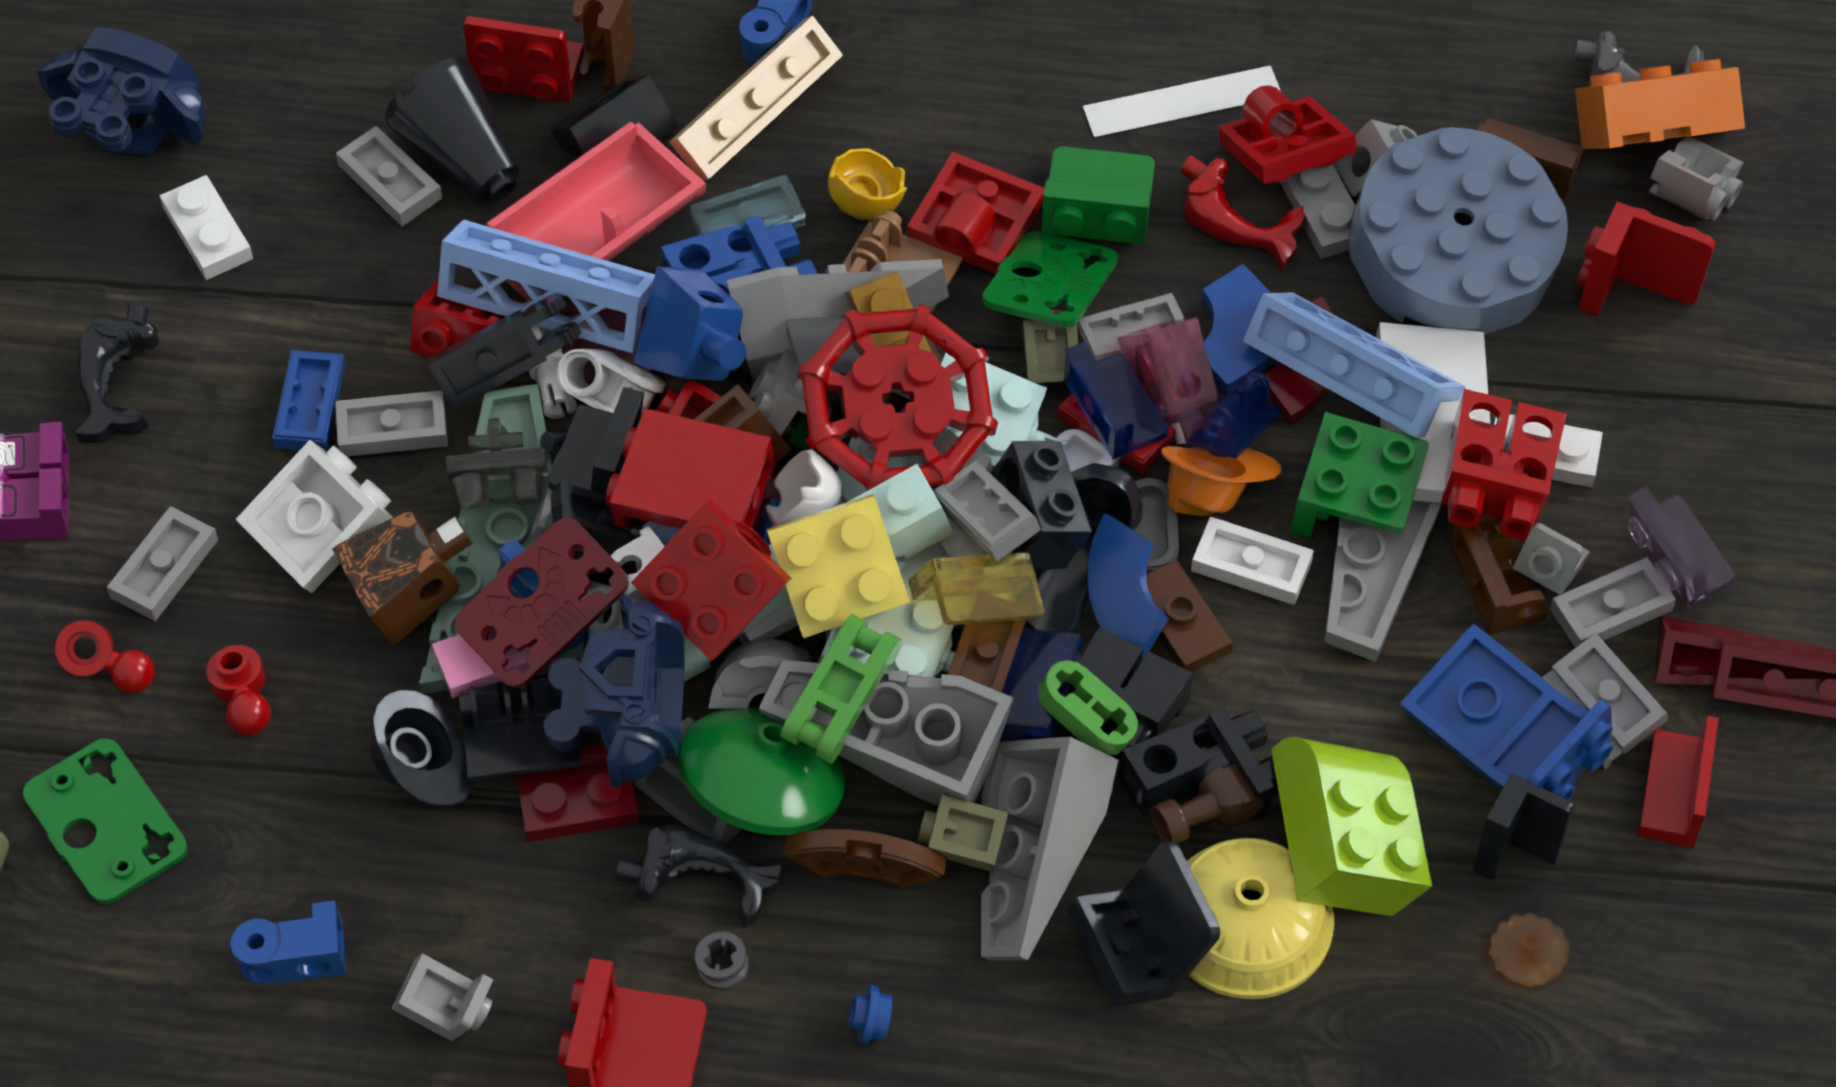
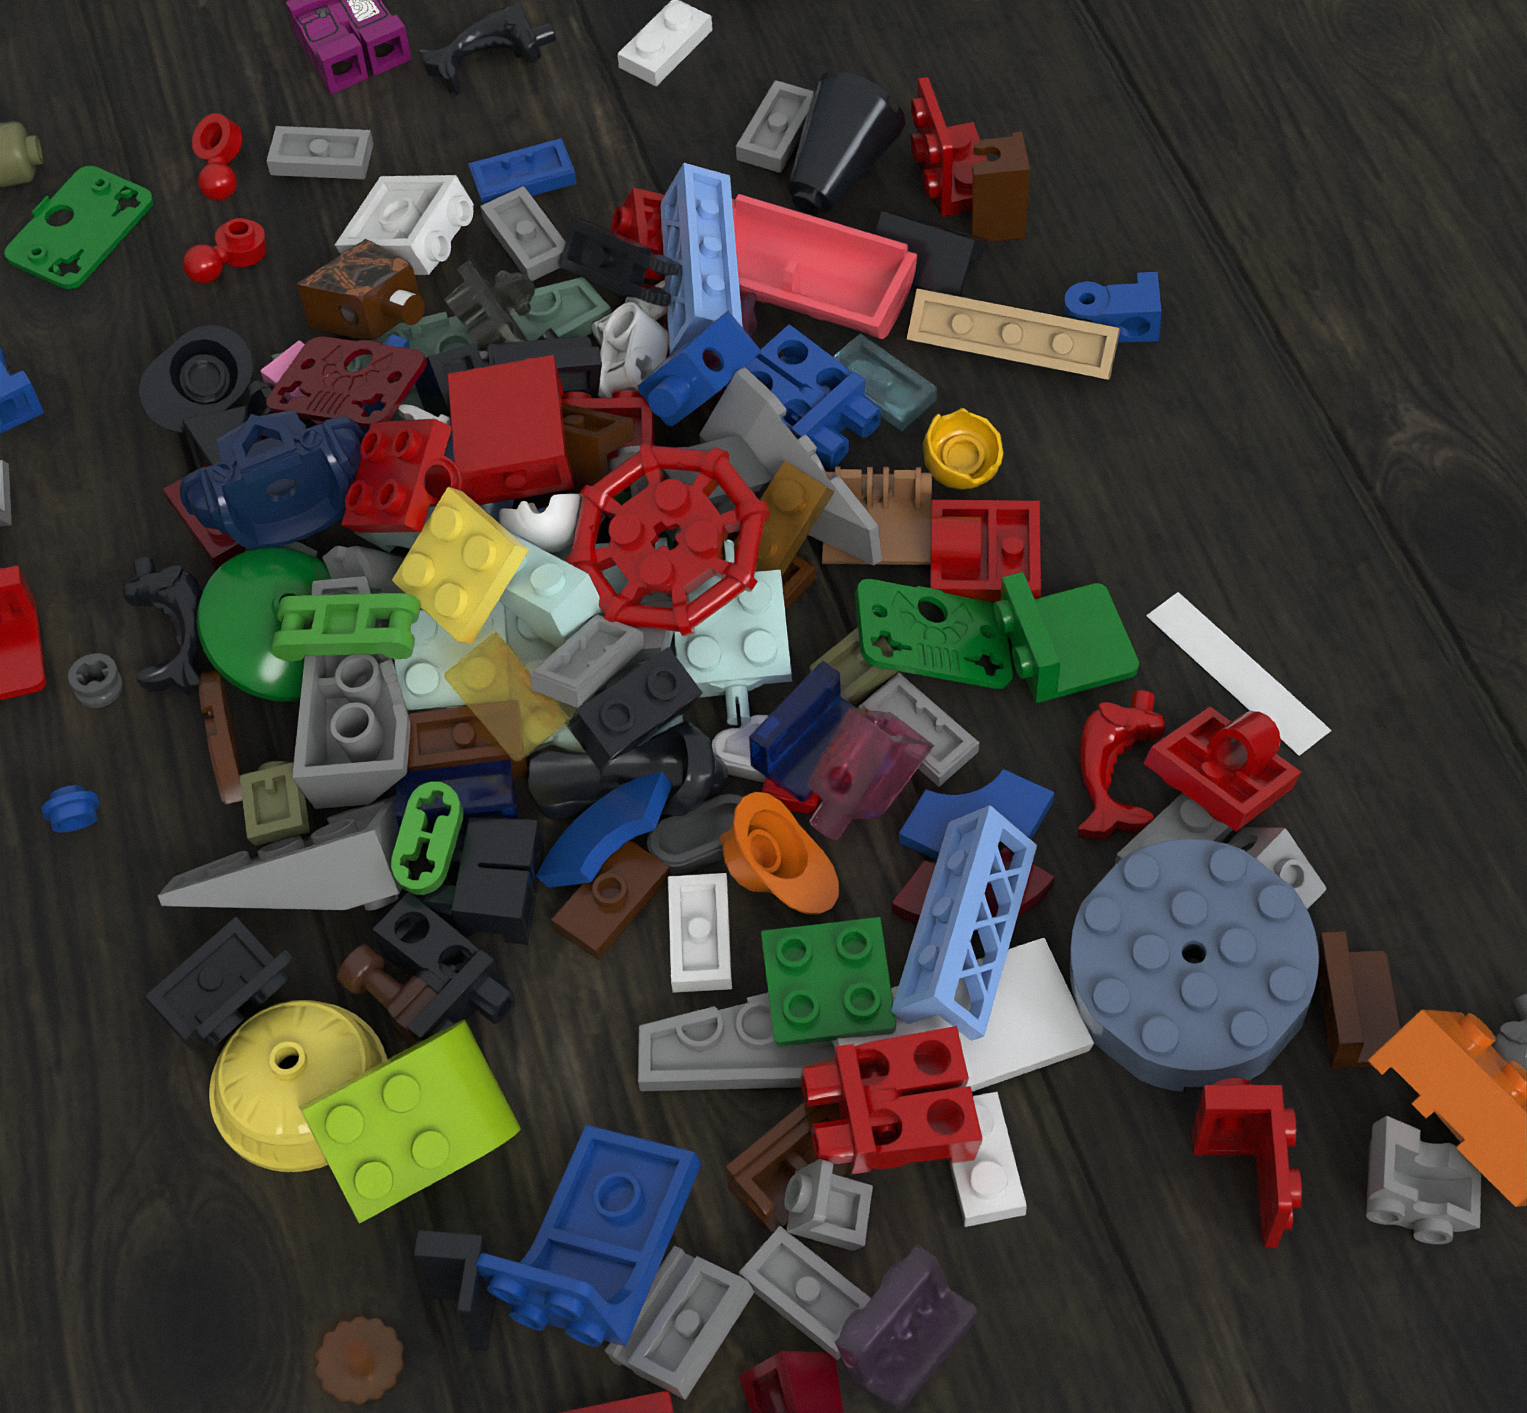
camera: 70 degrees right, 0 degrees up
(1237, 419) = (838, 850): clear blue hinge -> none

